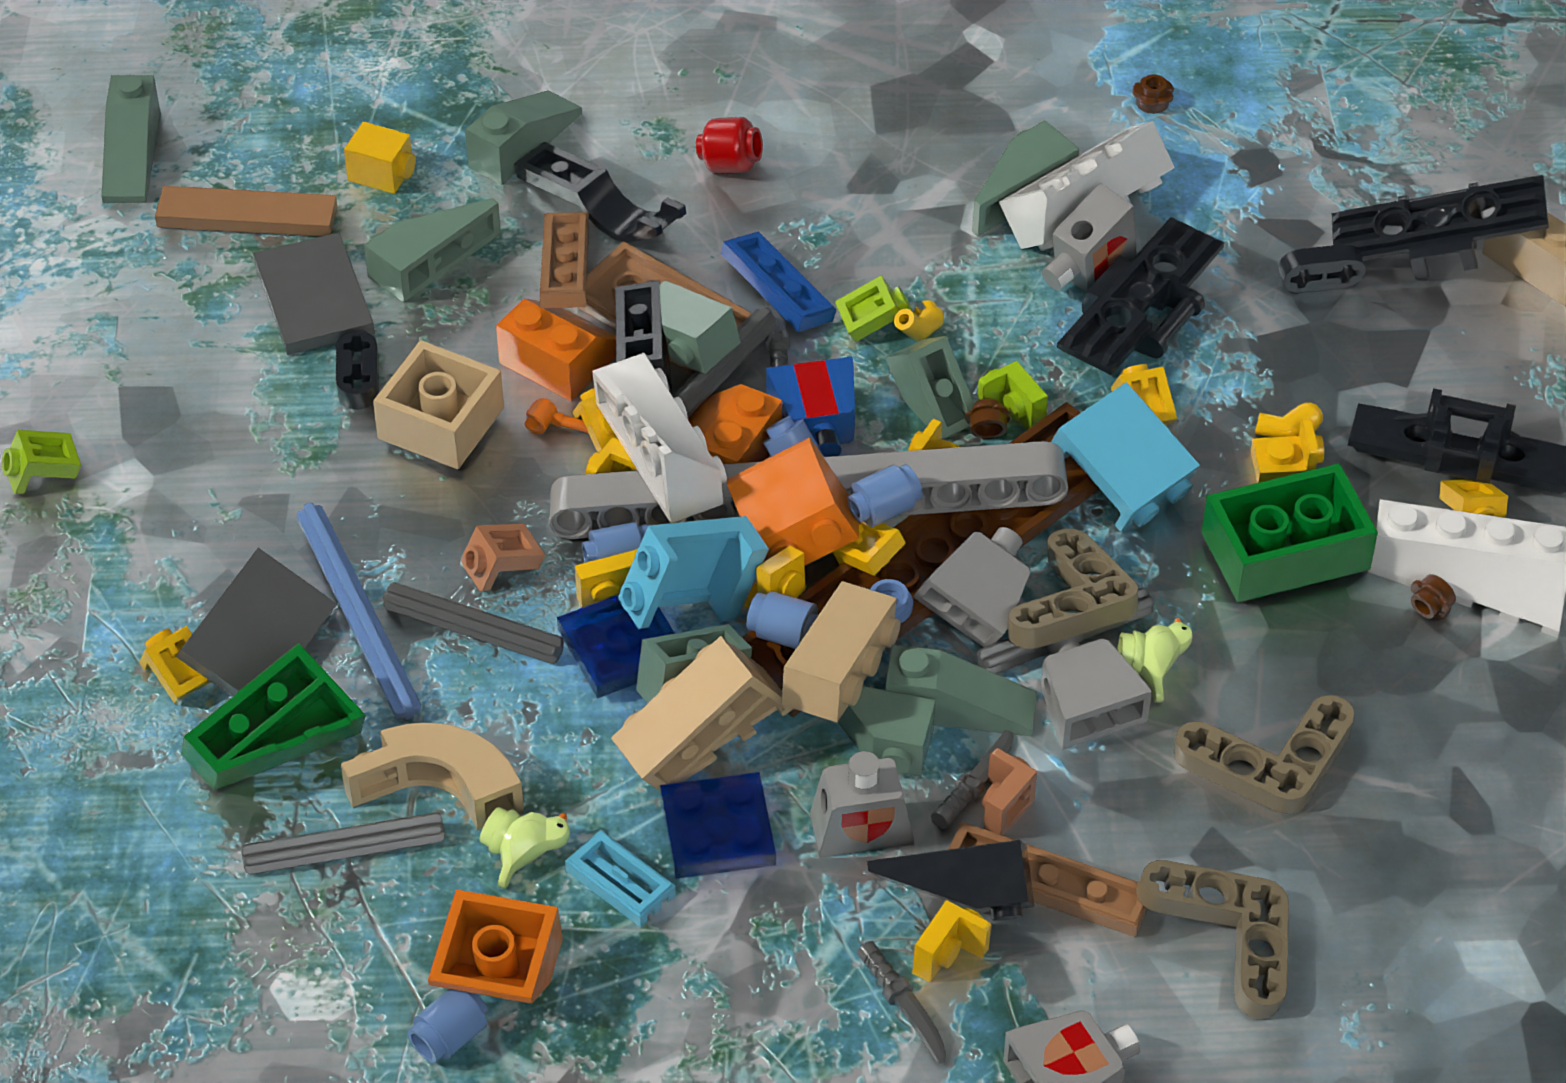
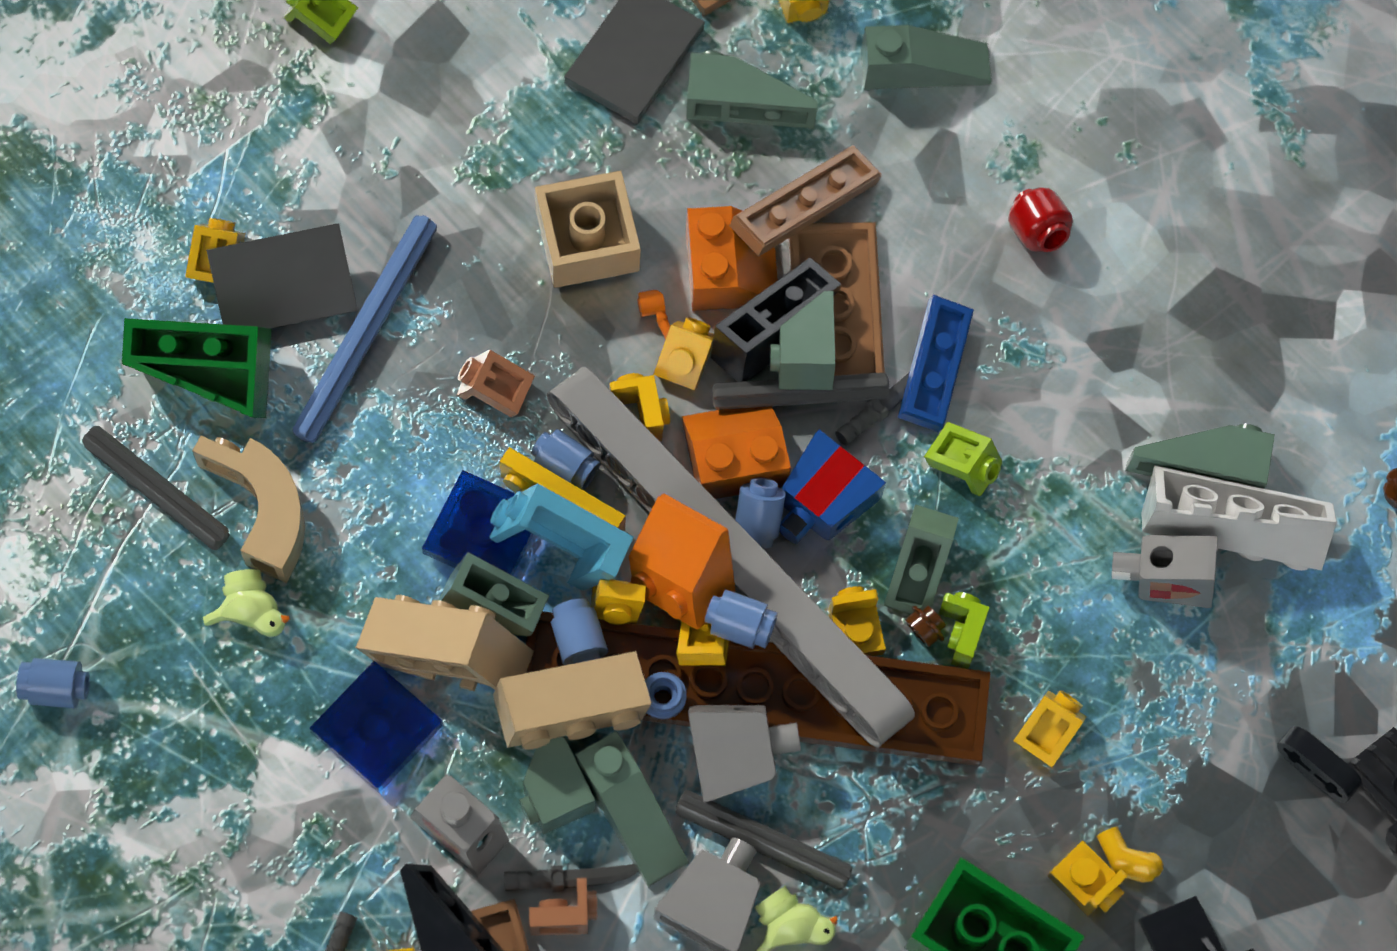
camera: 45 degrees right, 20 degrees up
(350, 370) = (580, 136): black beam -> none
(473, 623) = (419, 415): dark grey axle -> none
(497, 947) = (122, 671): orange slope -> none
(595, 194) = (904, 165): black piece -> none
(636, 912) = (275, 735): medium azure tile -> none
(659, 437) = (667, 405): white wedge -> none
(920, 323) = (981, 504): yellow arm -> none
(1099, 598) = (806, 838): dark tan beam -> none
(1117, 302) = (1152, 634): black piece -> none
(1128, 455) = (963, 762): medium azure panel -> none

